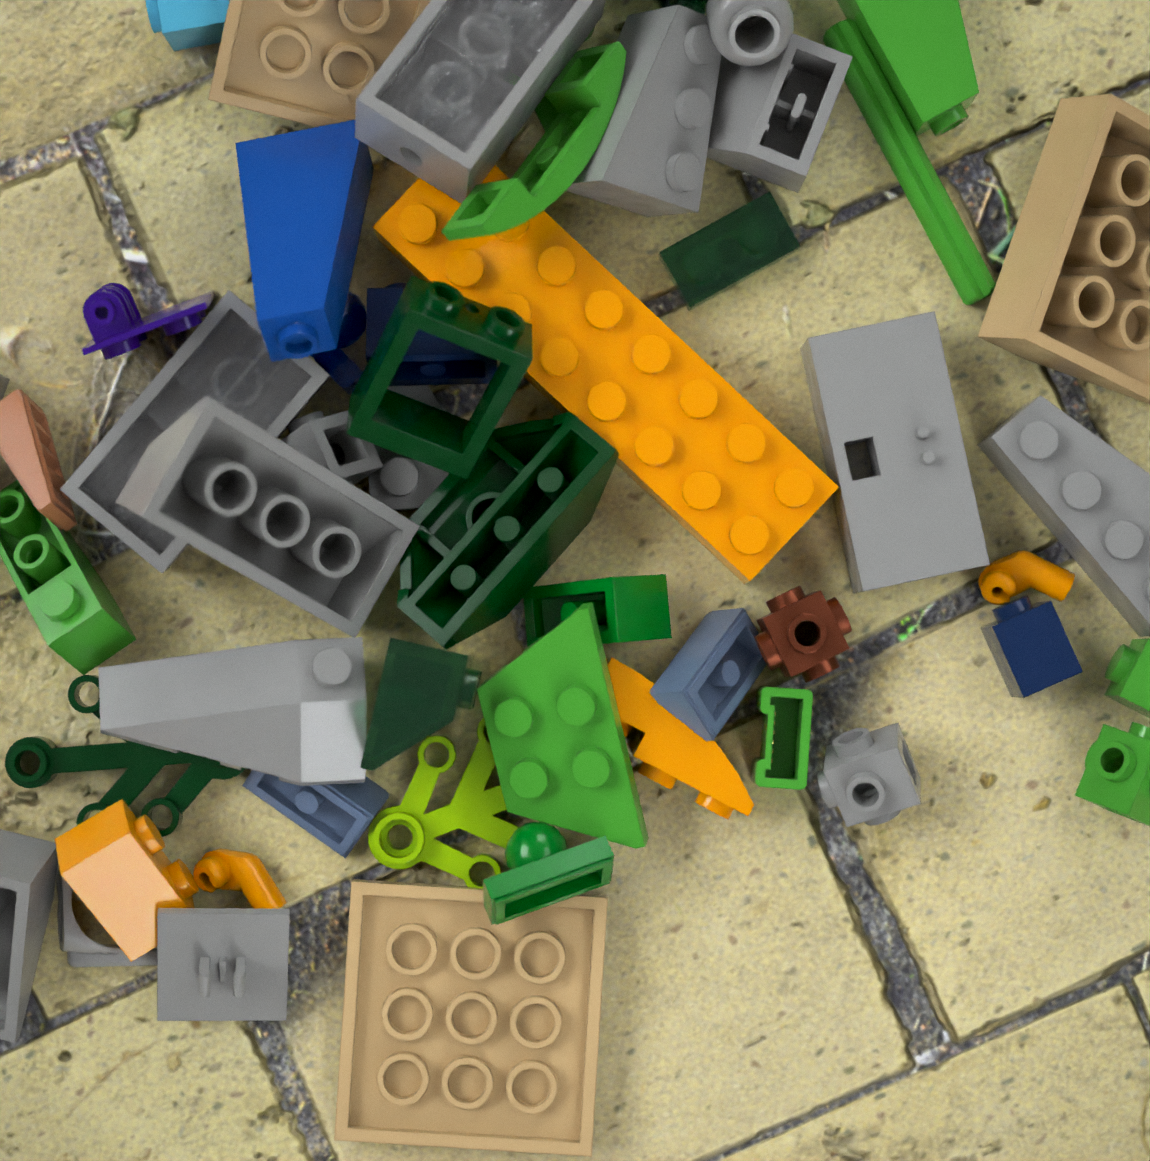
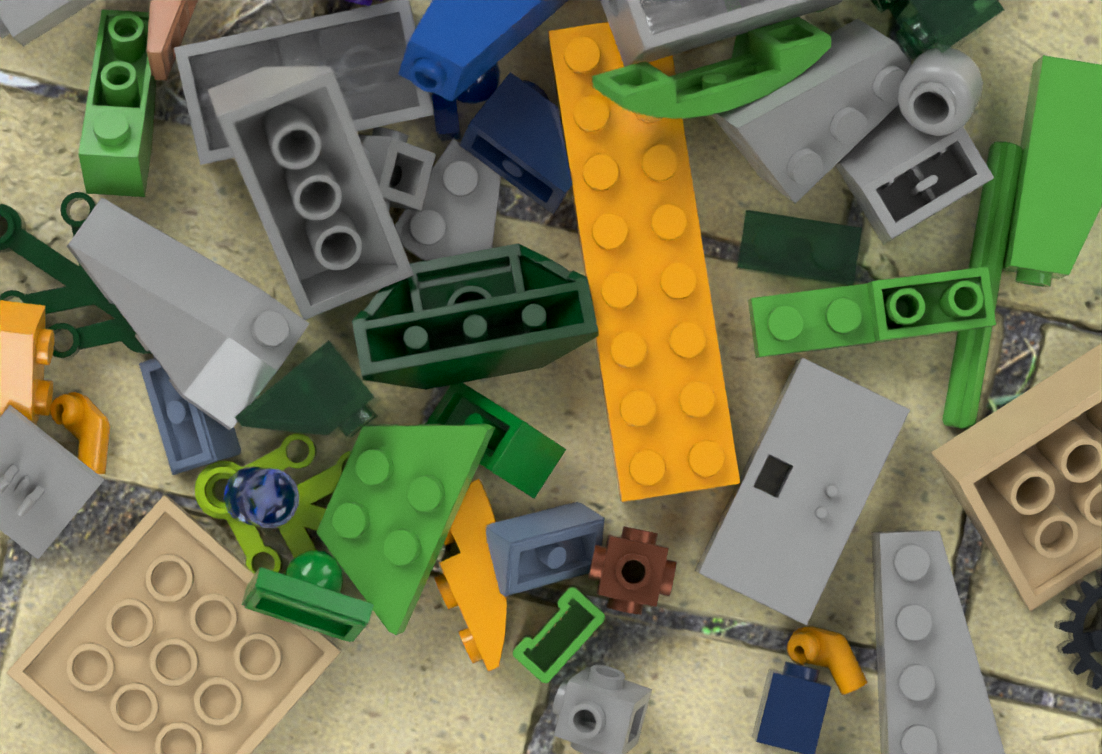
camera: 35 degrees right, 0 degrees up
(418, 428) = (470, 206): dark green window -> none
(448, 810) = (274, 498): none -> wheel
(835, 255) = (872, 312): none -> bright green slope

